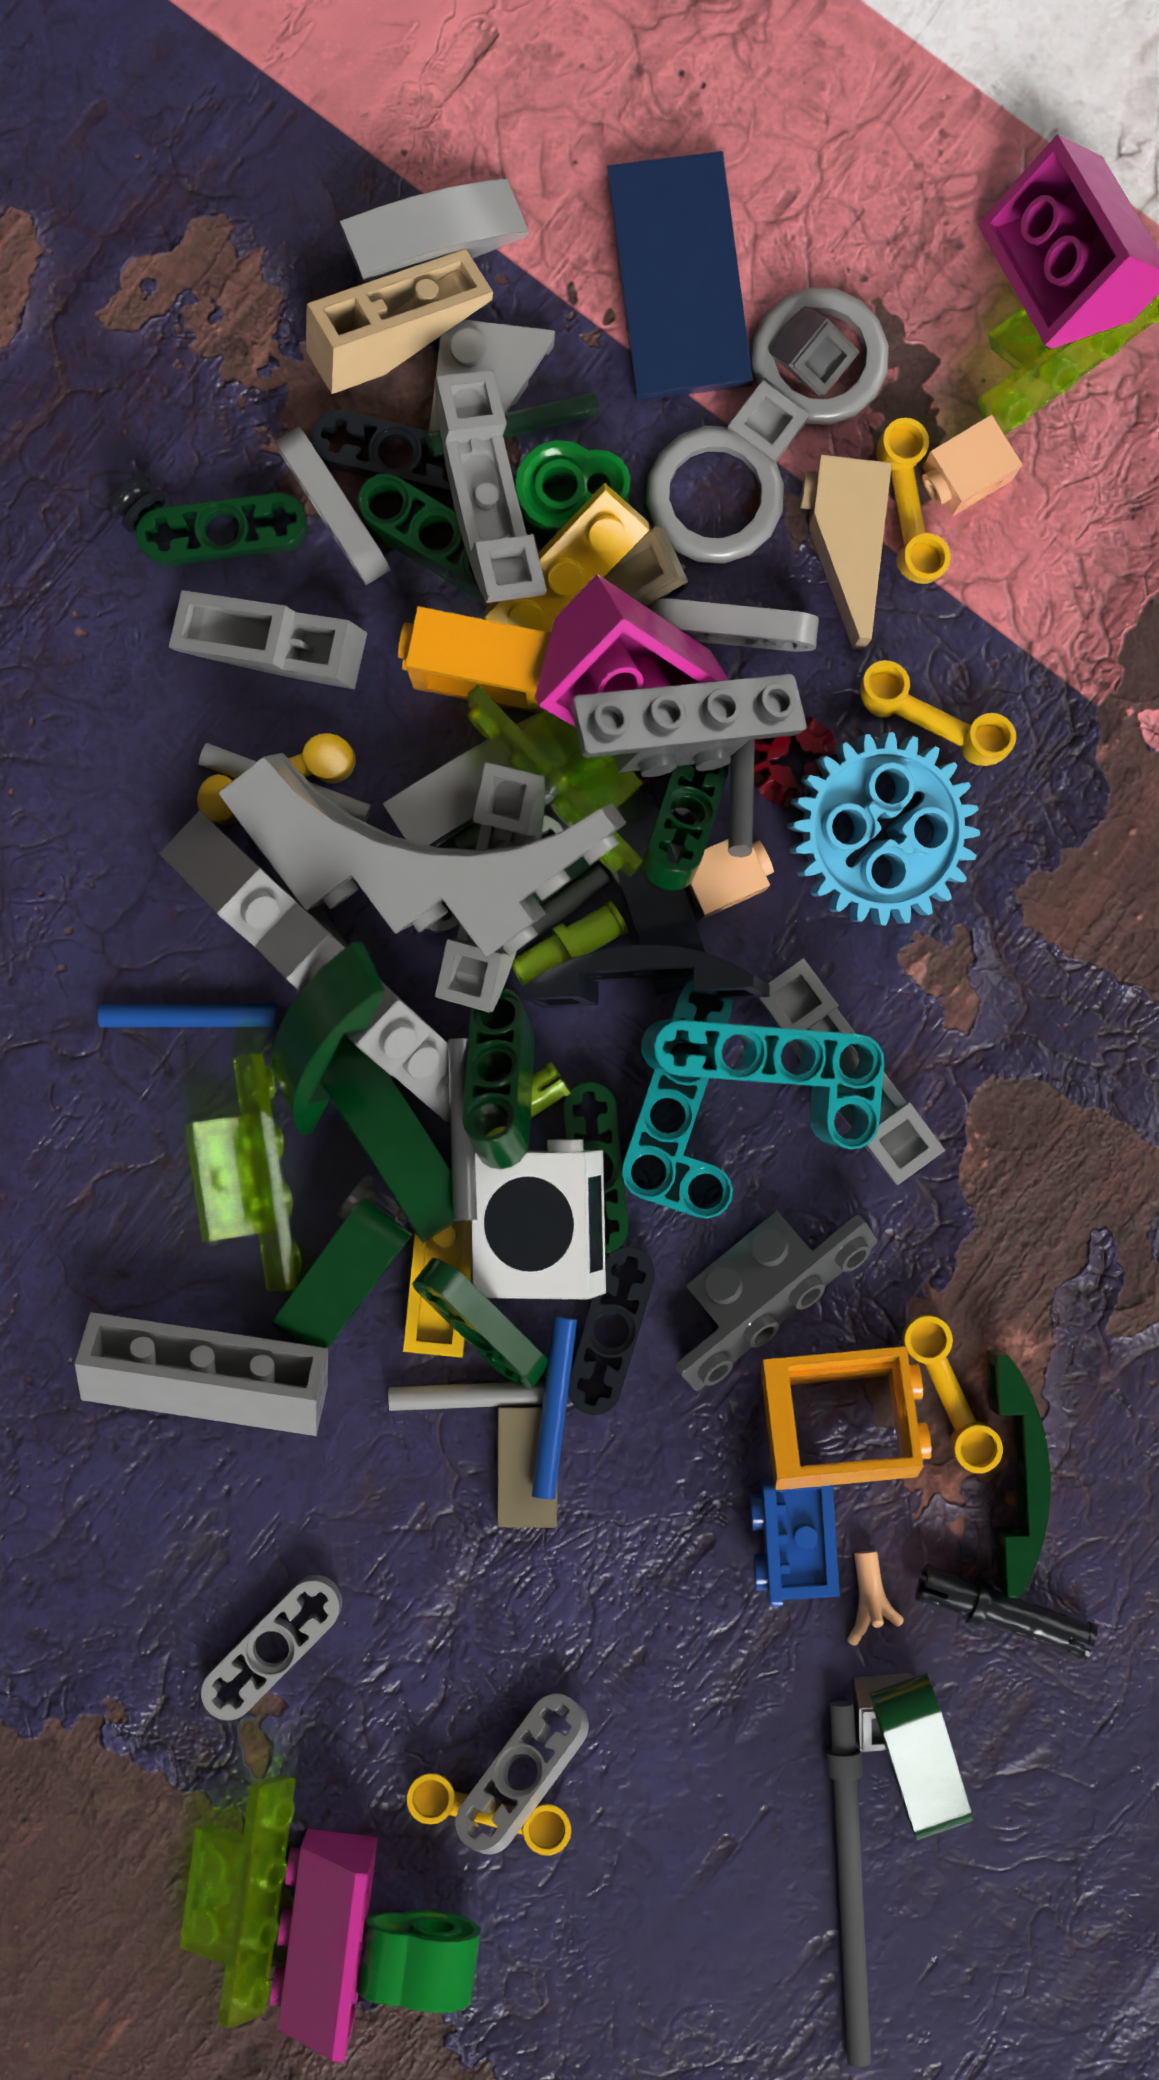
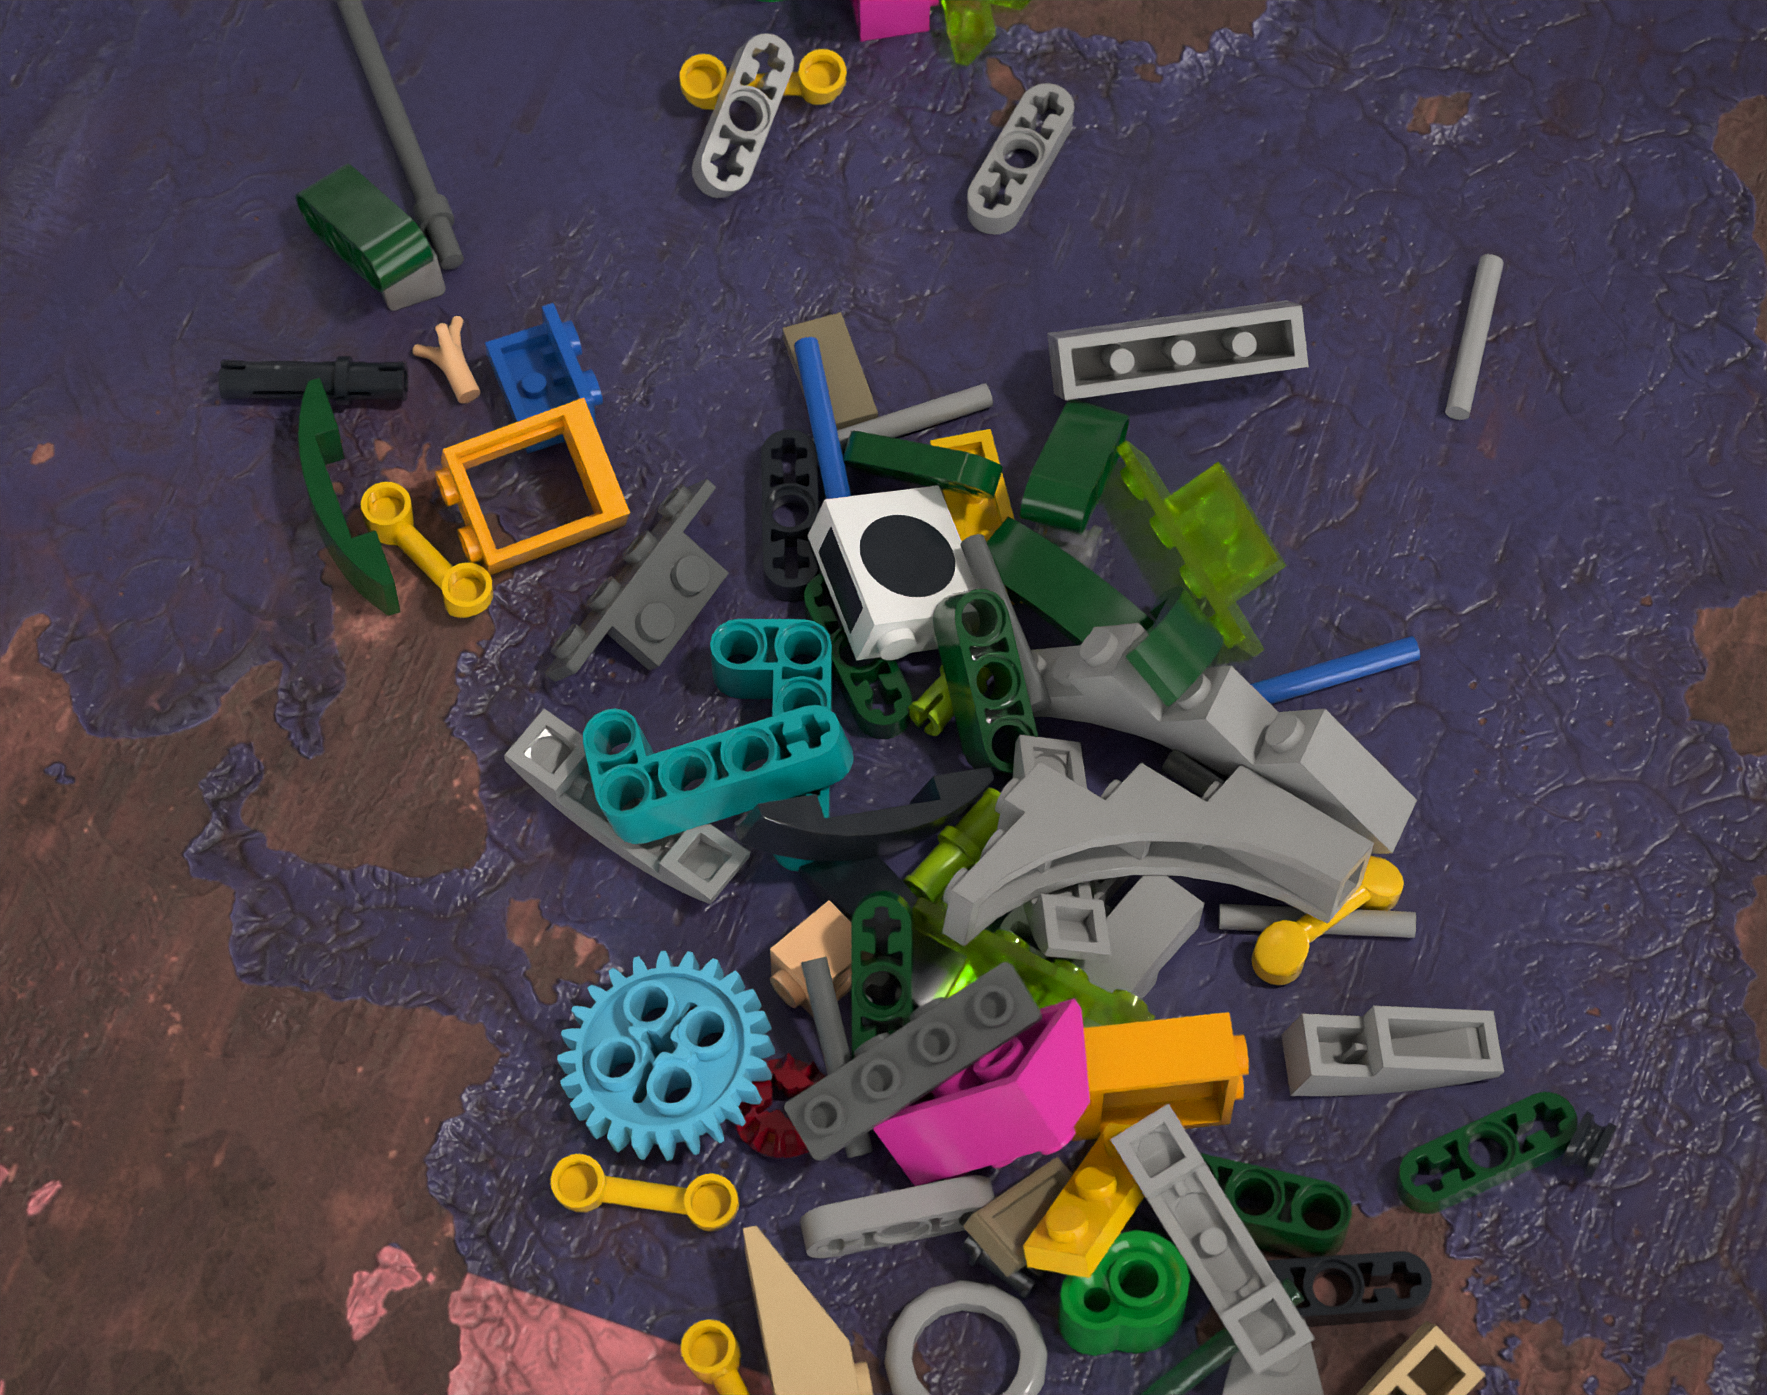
camera: 165 degrees right, 25 degrees down
(332, 505) = (1382, 1206): light grey beam -> none

